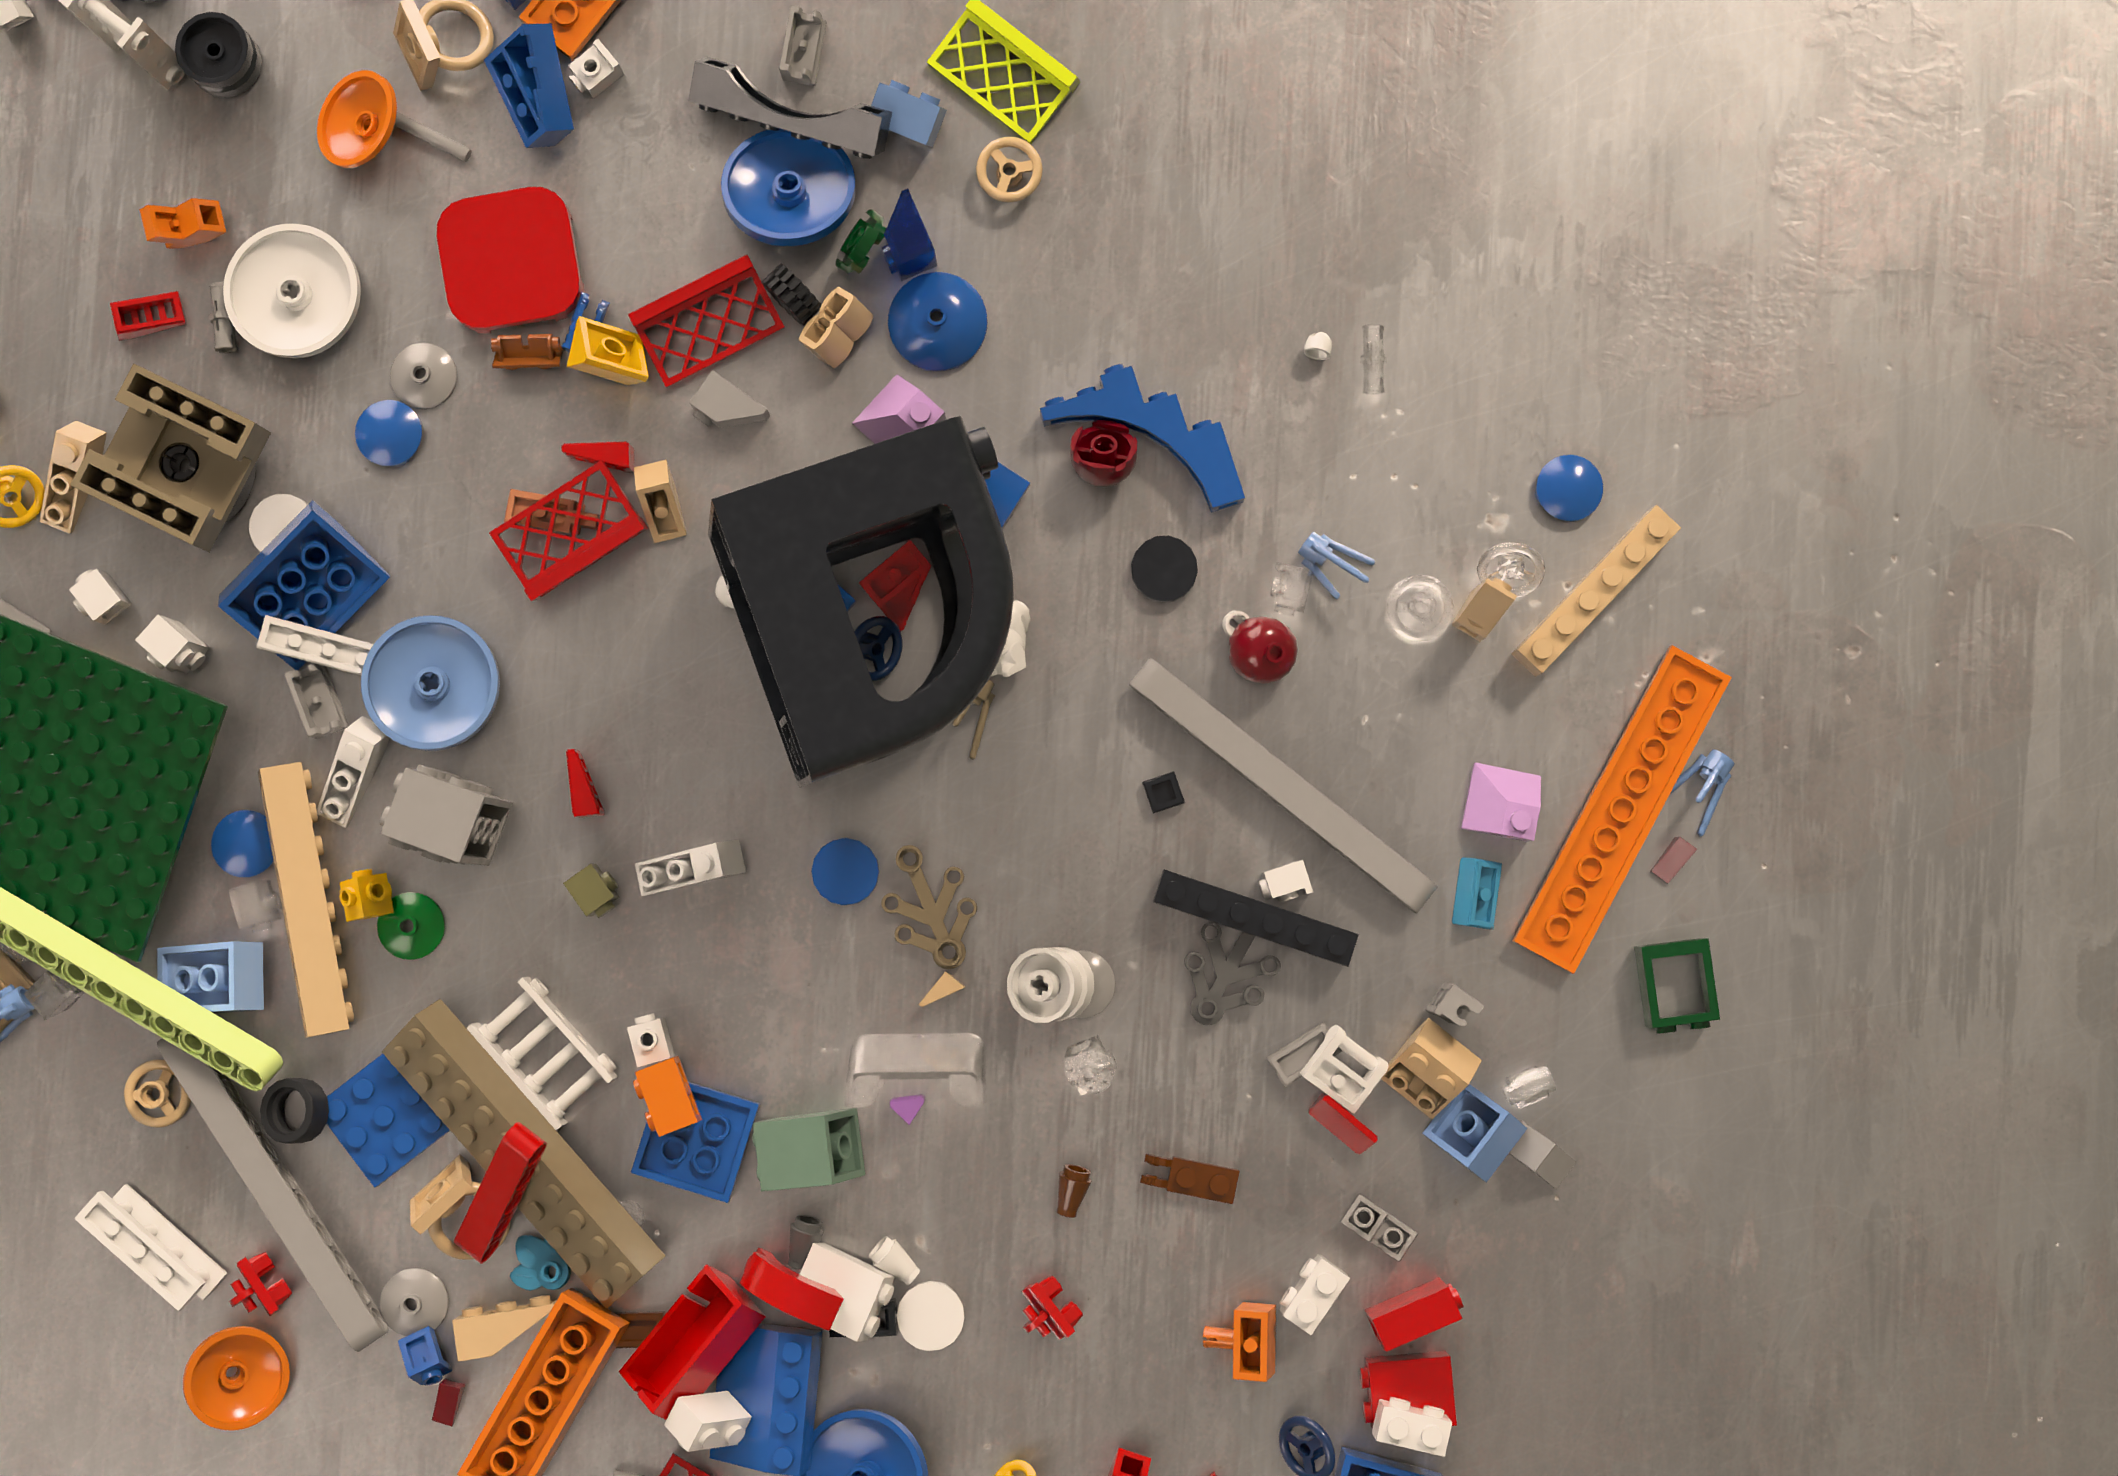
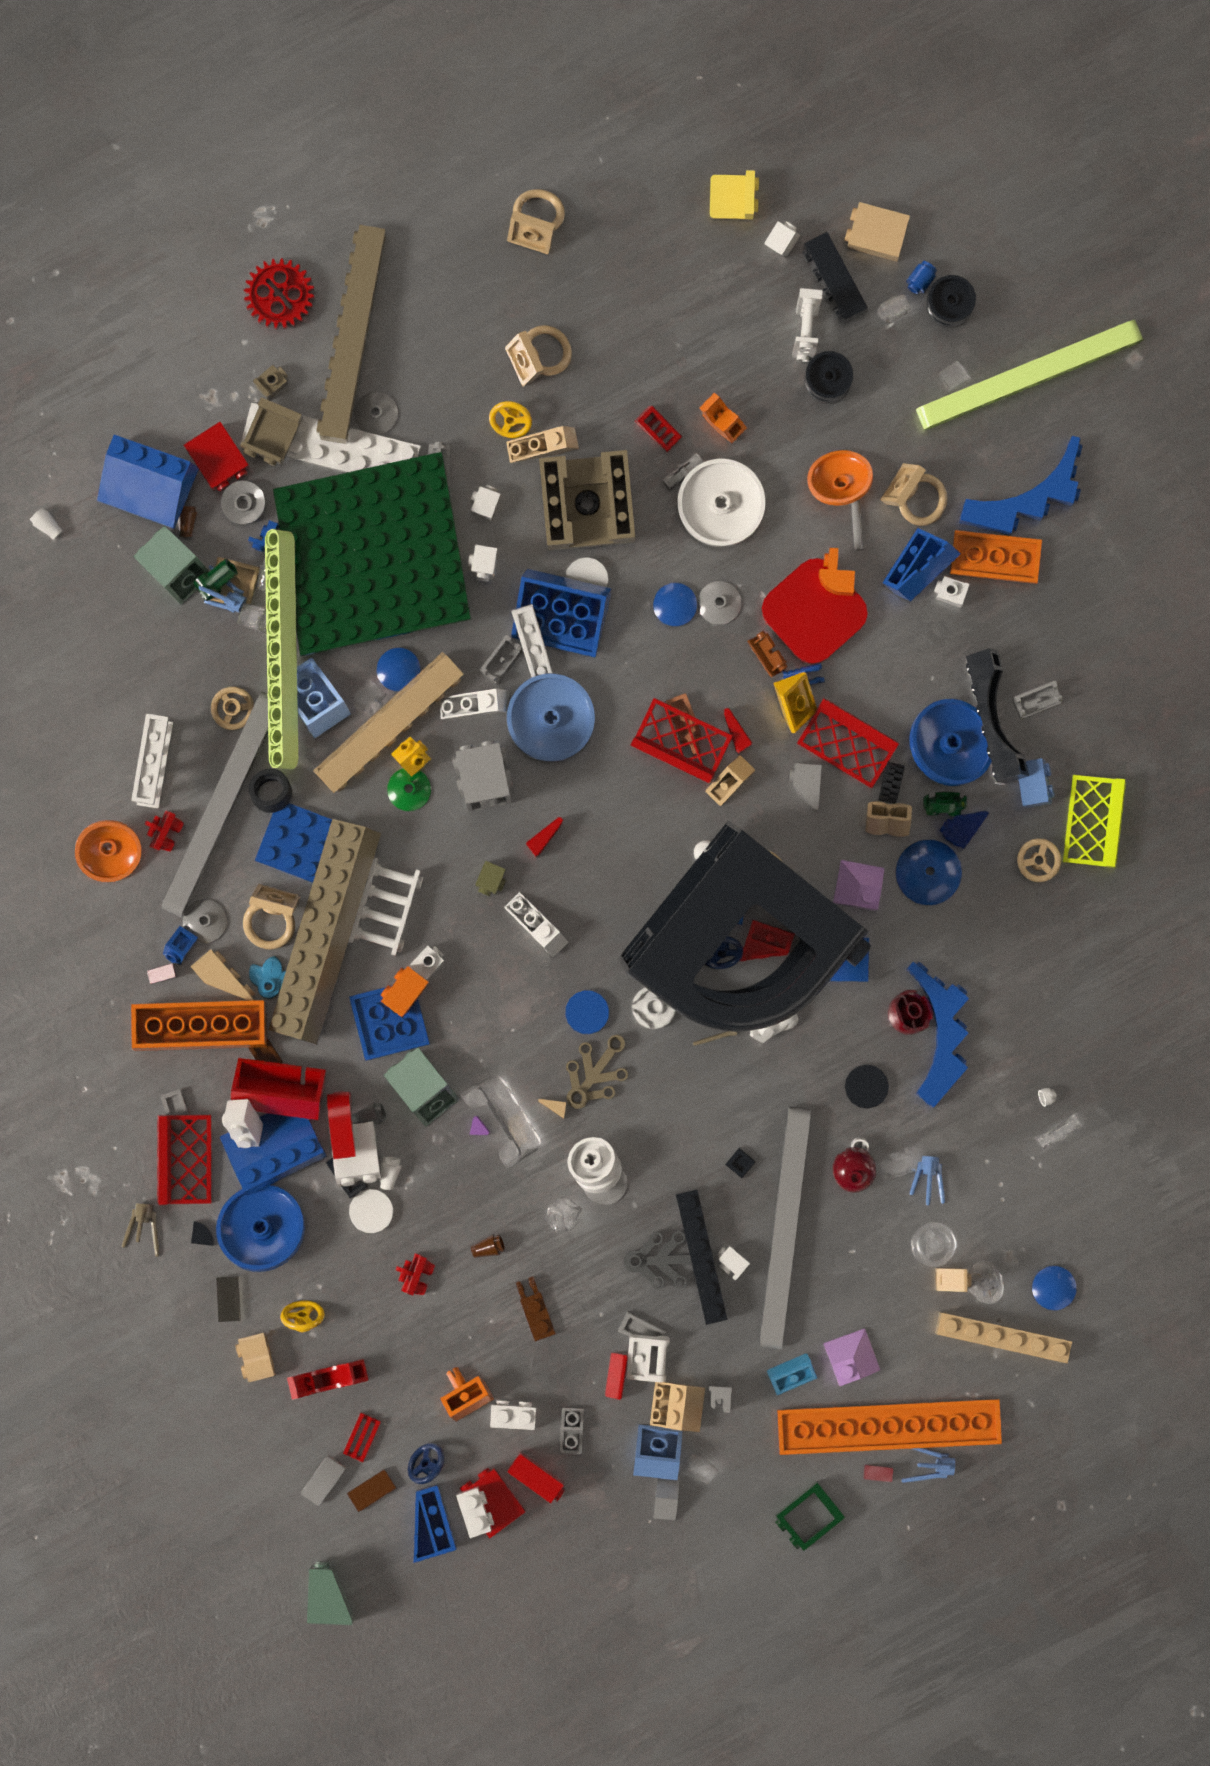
camera: 60 degrees right, 0 degrees up
(484, 203) = (833, 580): none -> orange brick
(500, 1192) = (297, 933): red beam -> none
(893, 782) = (651, 1010): none -> white tile

